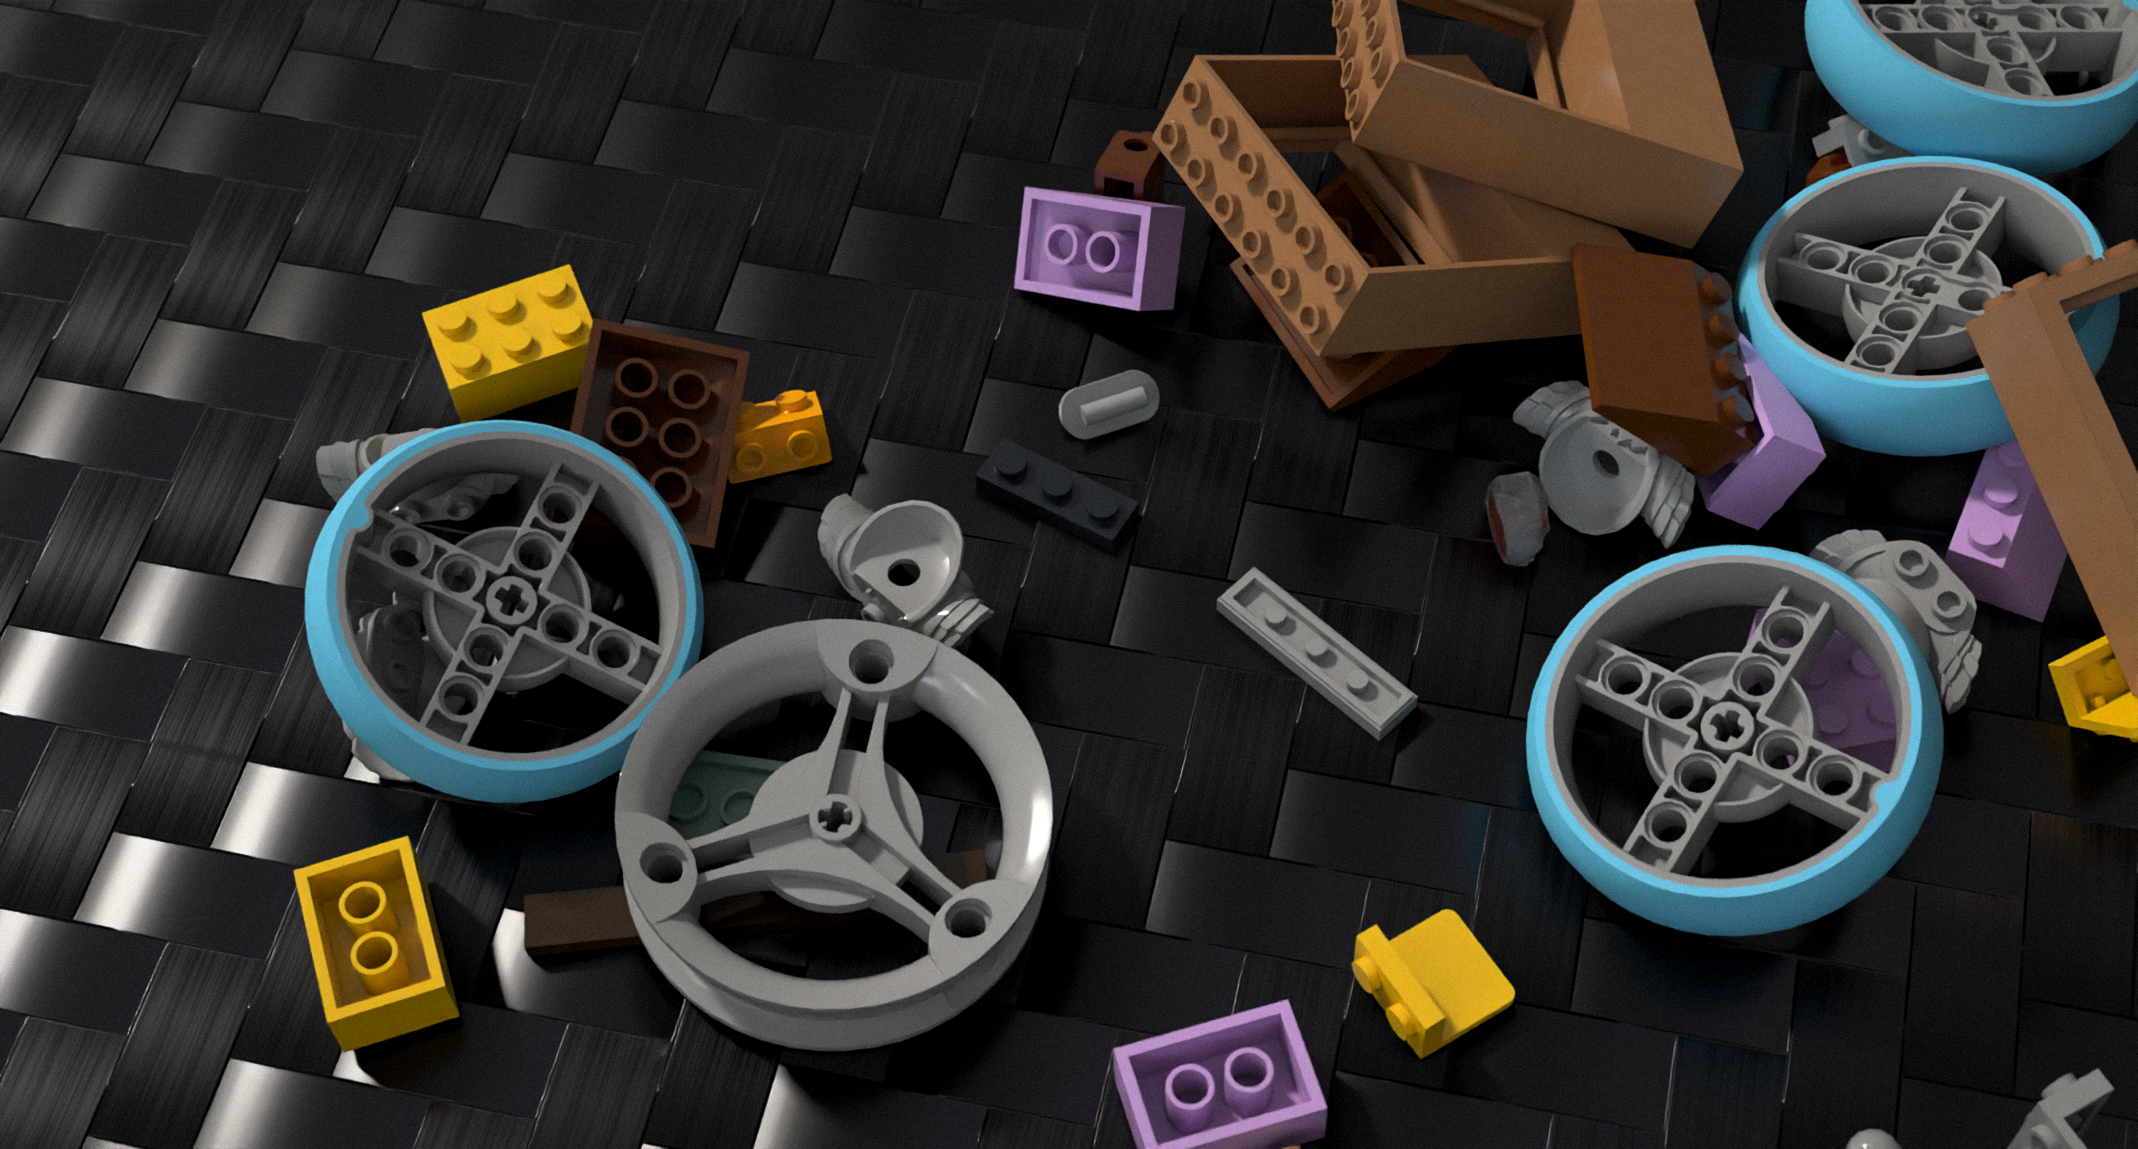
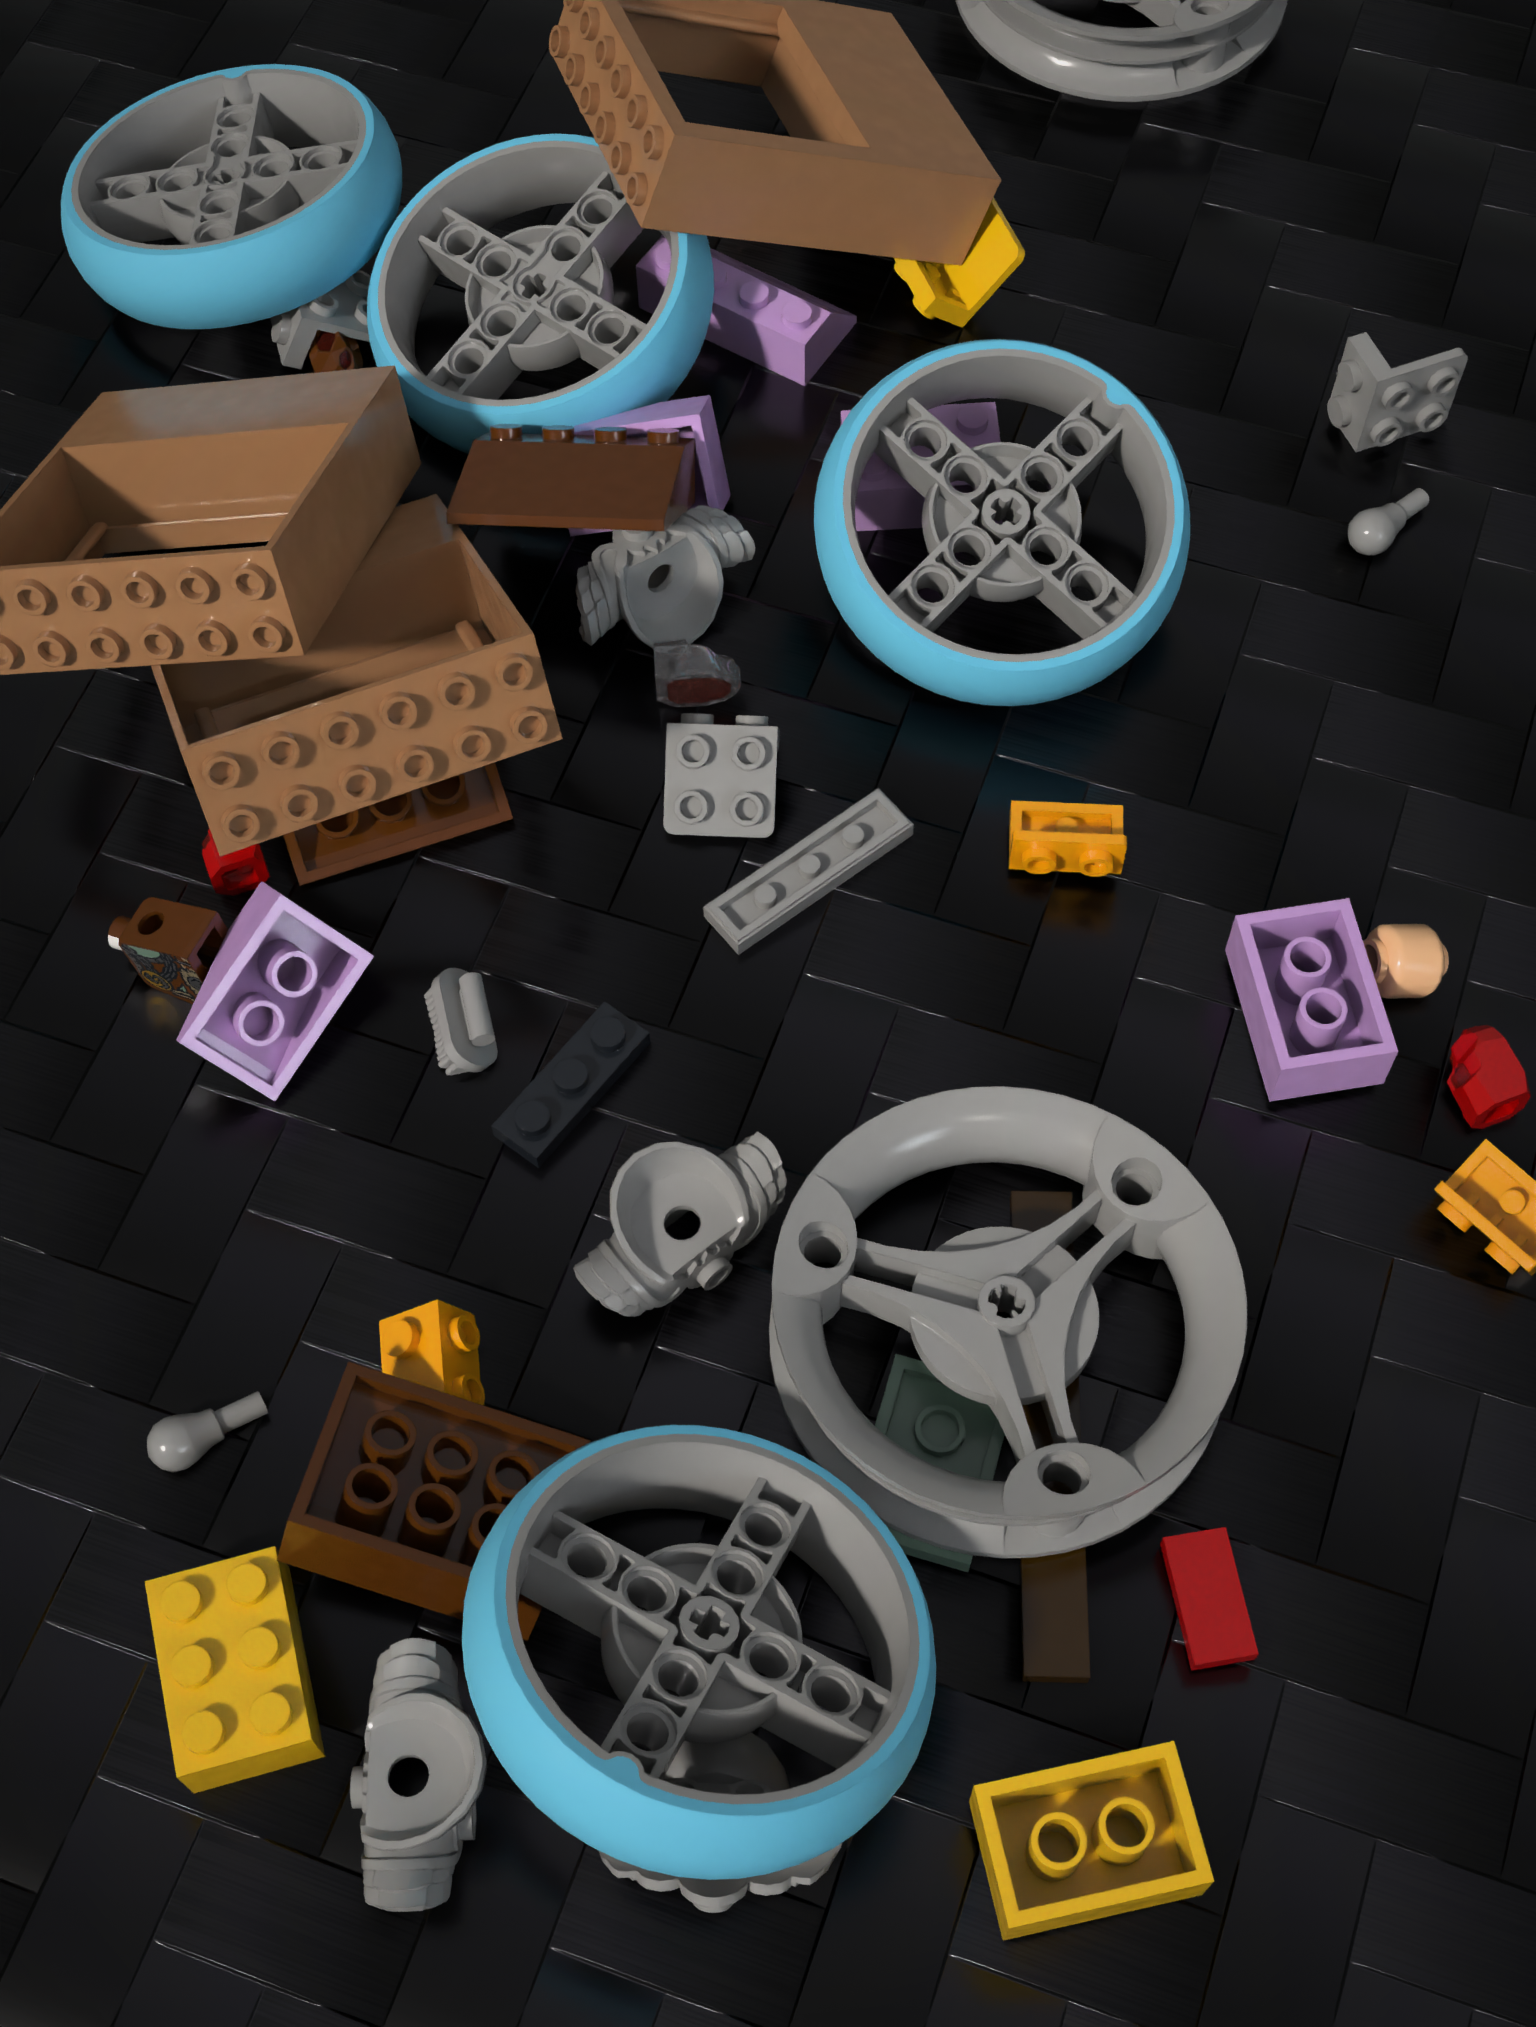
camera: 85 degrees left, 5 degrees up
(601, 1045) = (1209, 1598): none -> red tile
(704, 282) = (184, 1438): none -> light grey piece
(1387, 864) = (1066, 838): none -> light orange bracket
(1405, 555) = (720, 777): none -> light grey bracket
(1431, 980) = (1191, 820): yellow bracket -> none
(1922, 595) = (839, 378): light grey piece -> none

